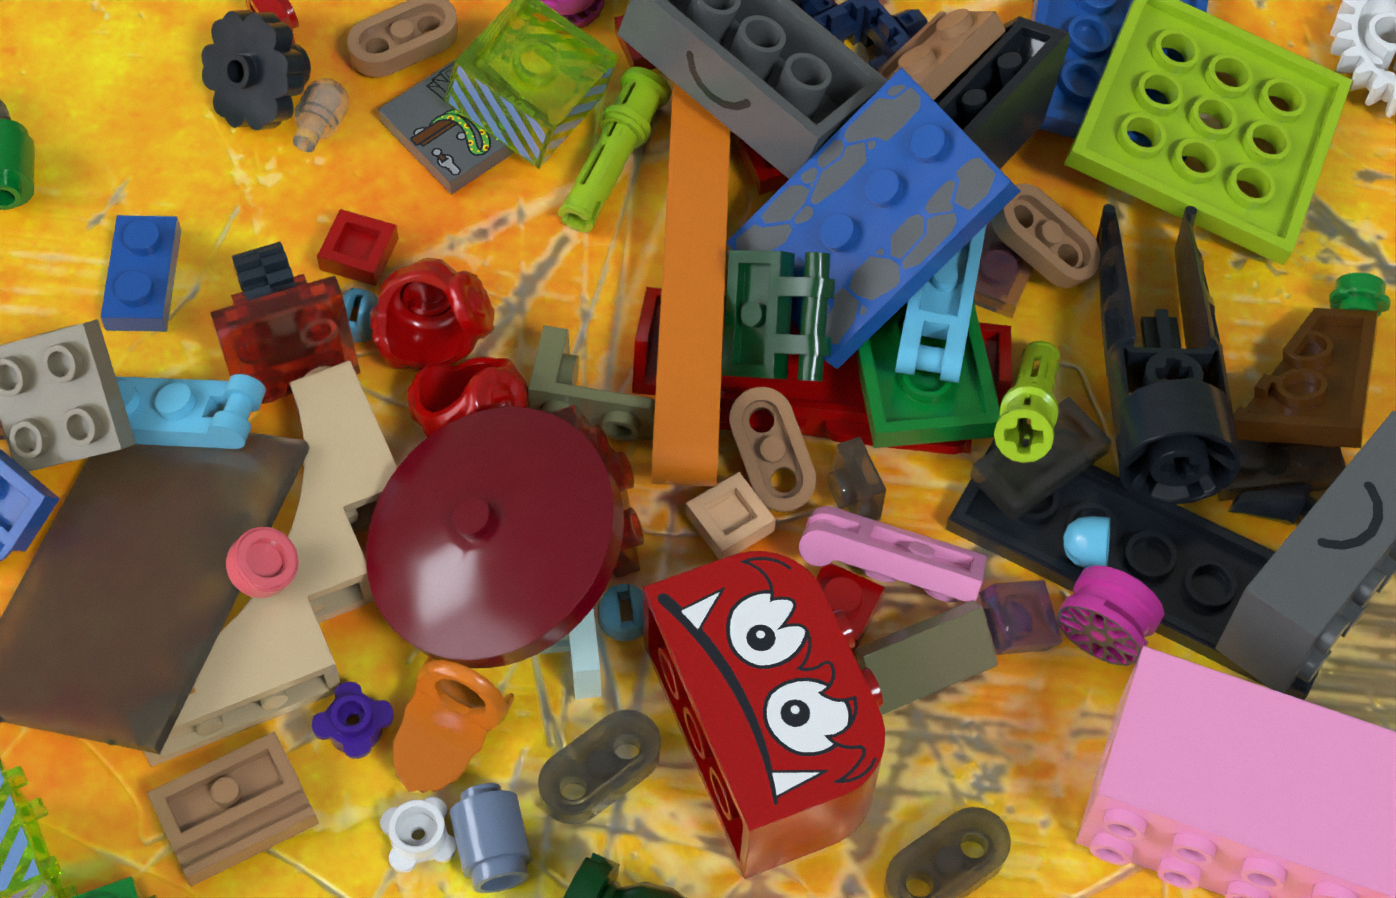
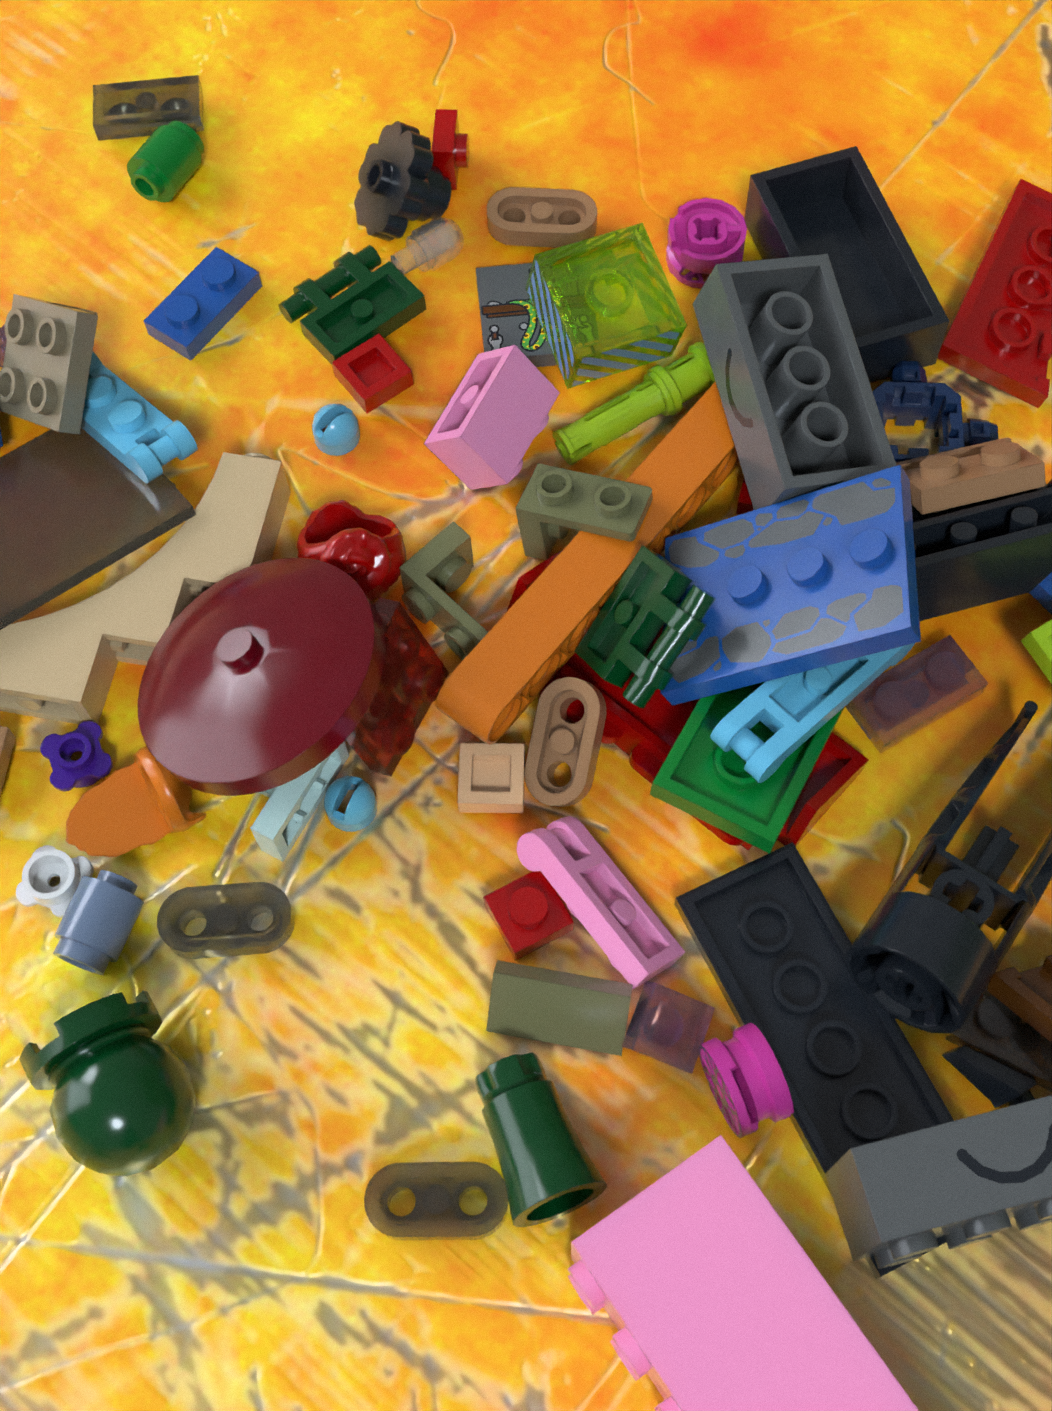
camera: 40 degrees right, 5 degrees up
(262, 562) = (80, 584): coral tile -> none
(282, 323) = (250, 400): clear red plate -> none
(304, 205) = (370, 306): none -> dark green plate
(430, 315) = (374, 460): red hair -> none
(504, 224) = (492, 418): none -> bright pink brick
(642, 249) = (579, 501): none -> olive bracket
(768, 703) = (377, 963): red brick -> none
(856, 481) = (615, 814): clear smoke plate -> none
(989, 765) = (535, 1142): none -> dark green plant
(1020, 486) = (791, 897): clear smoke plate -> none
(1032, 400) = (803, 845): lime pin -> none
(1041, 230) = (954, 693): medium nougat plate -> none
(1088, 541) = (778, 1001): medium azure hinge -> none

